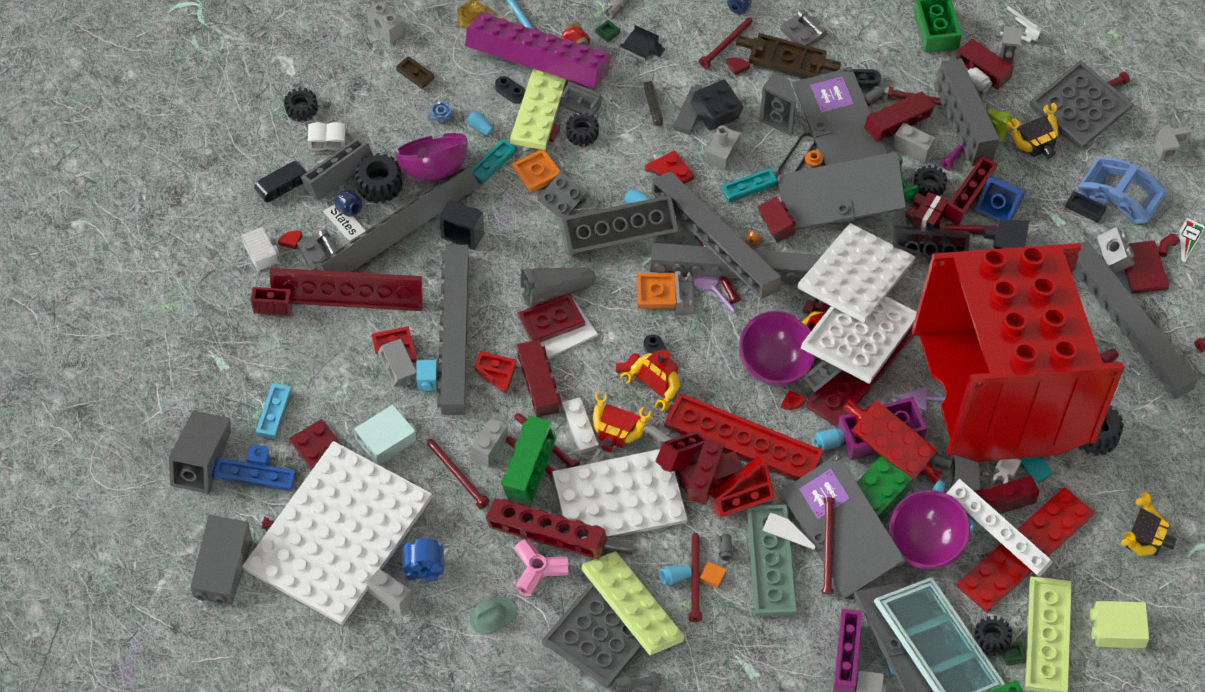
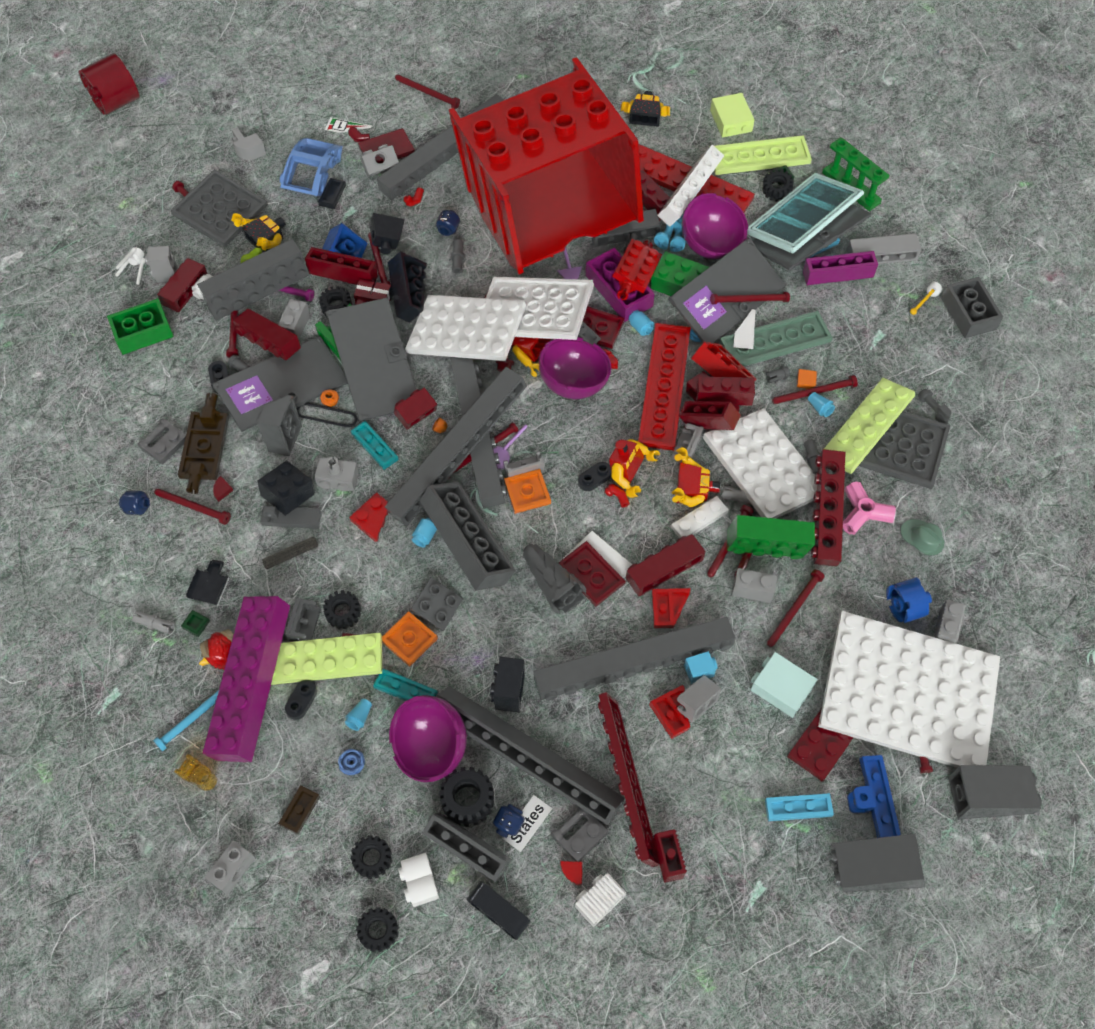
camera: 105 degrees left, 5 degrees up
(358, 118) = (371, 870): none -> black tyre

